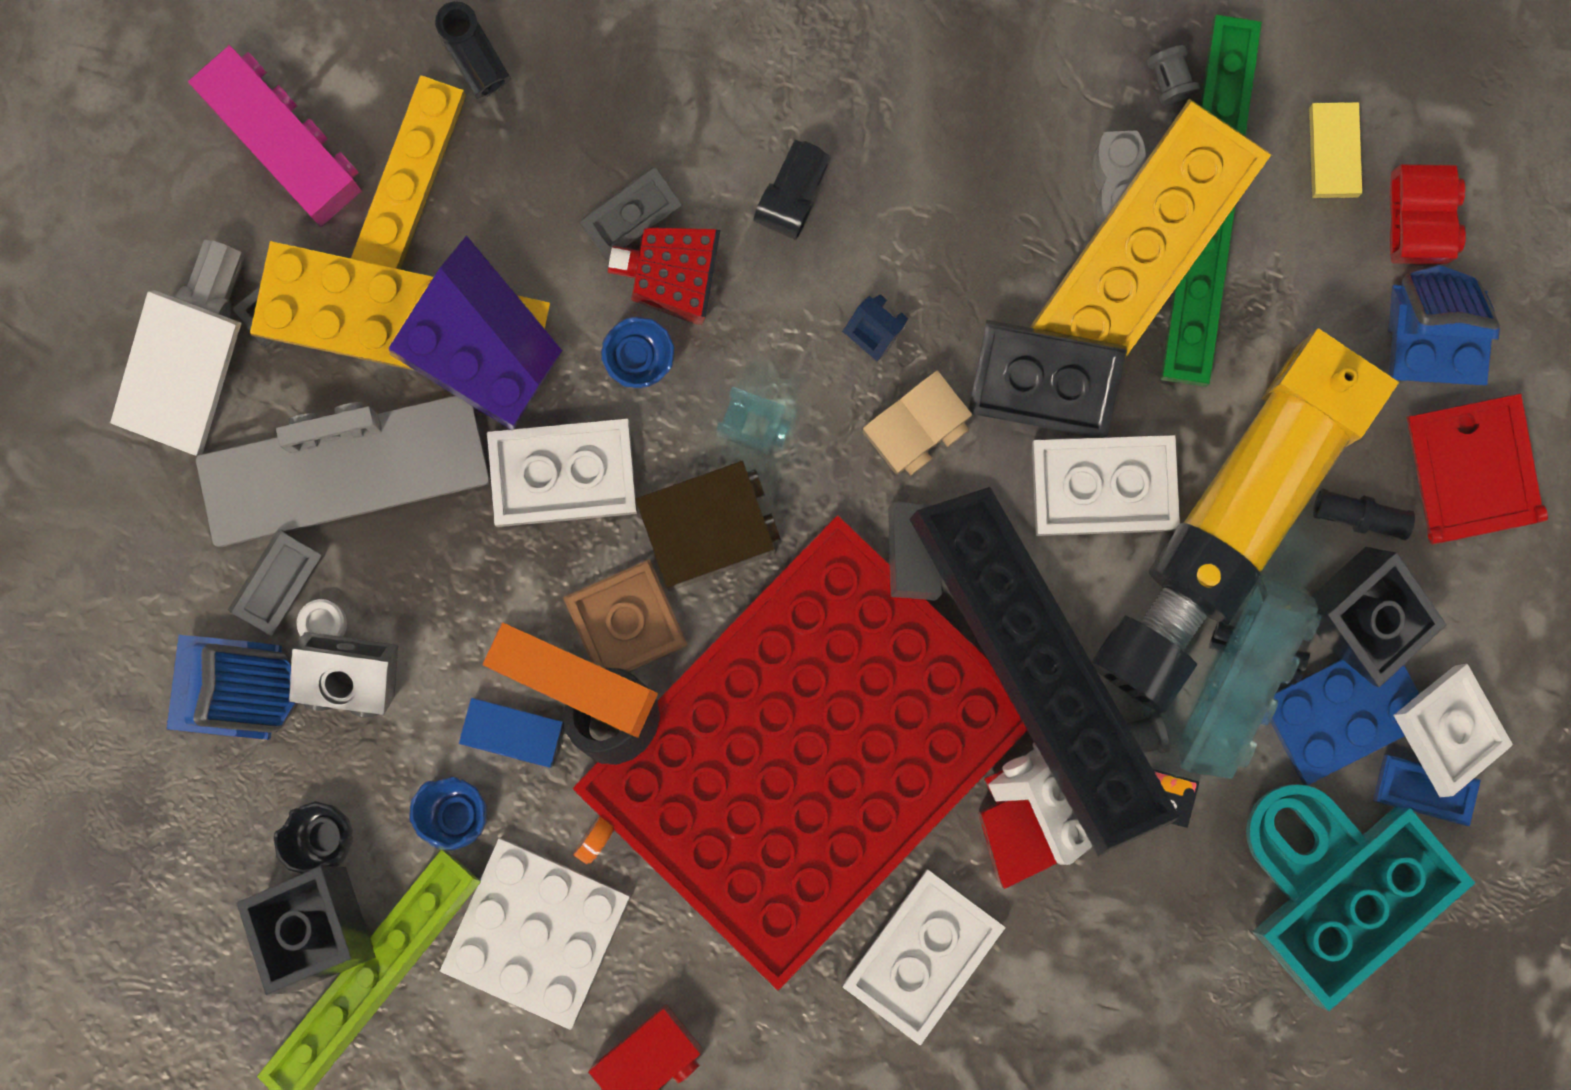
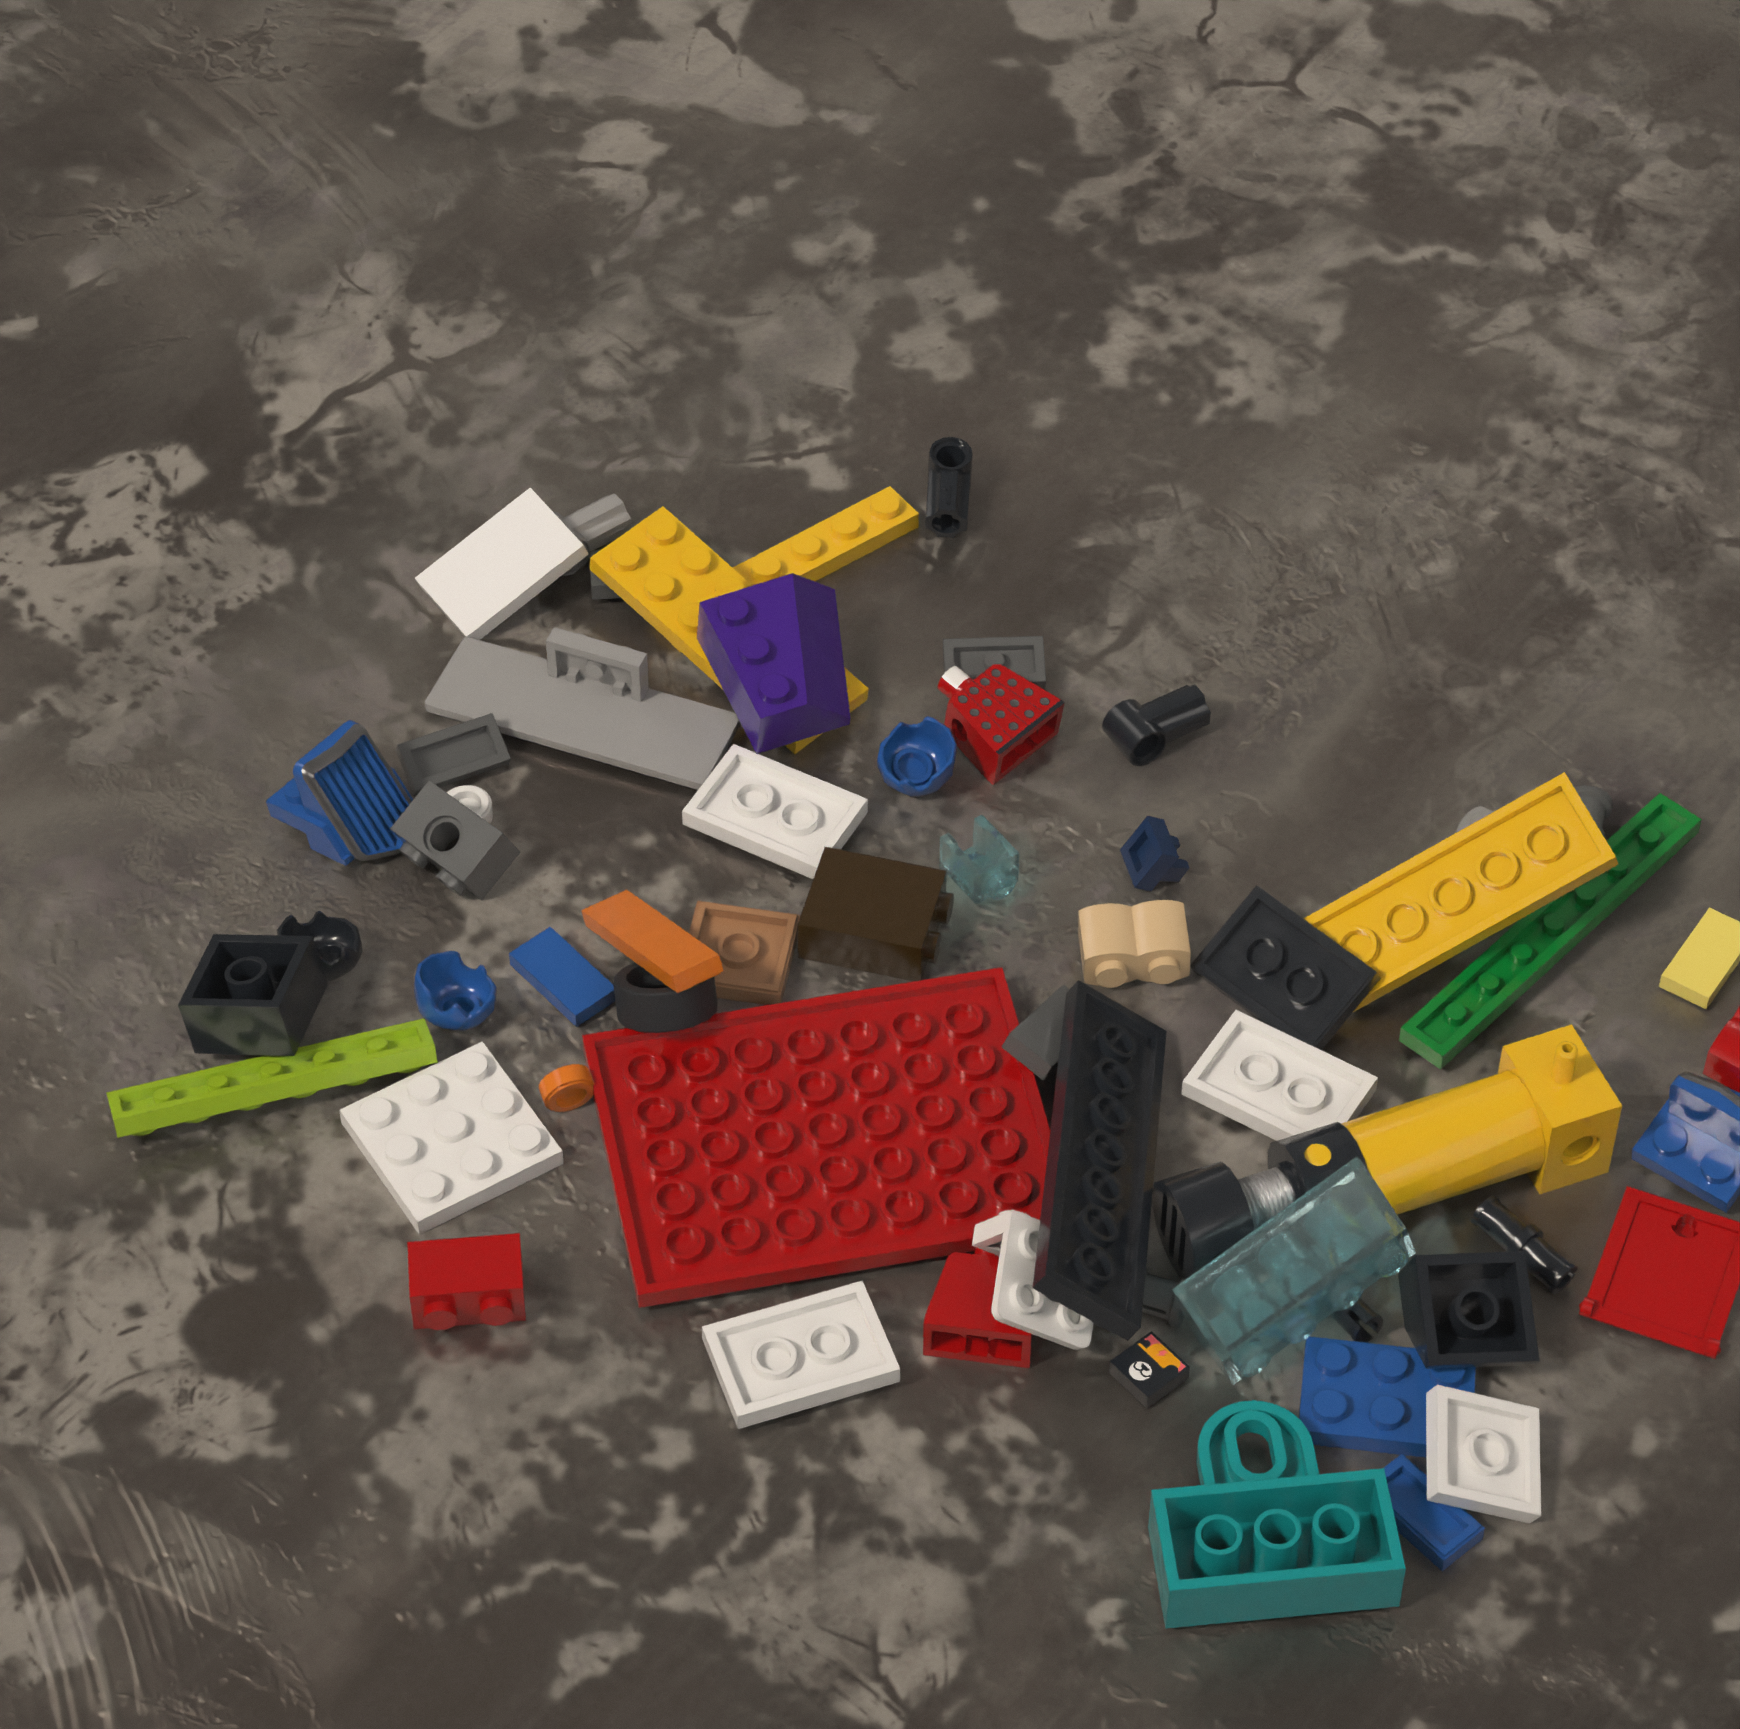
camera: 30 degrees right, 35 degrees down
(275, 135) = (730, 463): dark pink brick -> none

